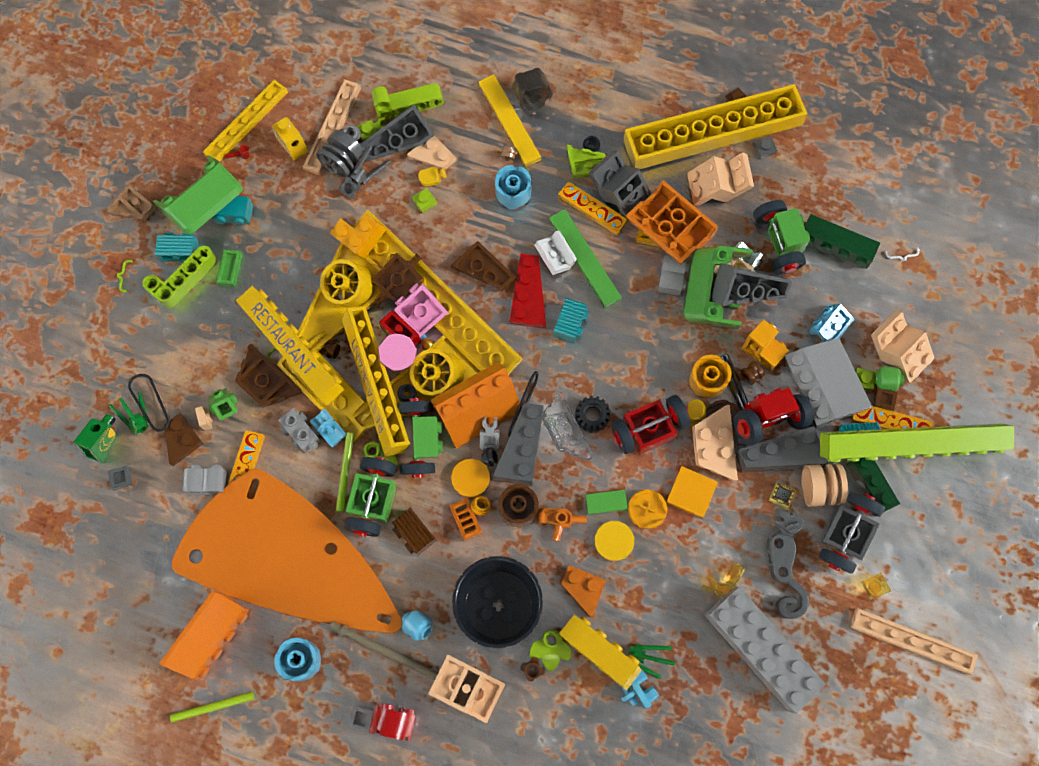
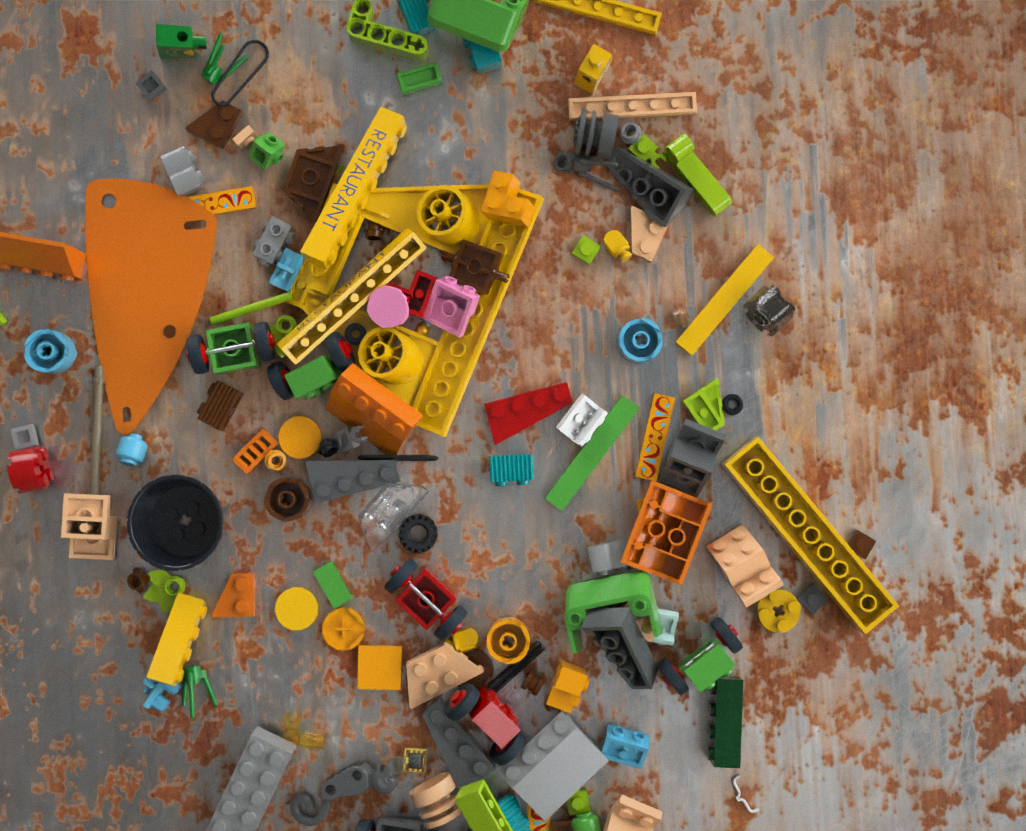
camera: 60 degrees right, 15 degrees up
(244, 148) = (555, 19): red hand -> none
(483, 266) = (534, 350): reddish brown wing -> none
(560, 519) = (295, 545): orange piece -> none
(770, 166) = (780, 623): none -> yellow plate

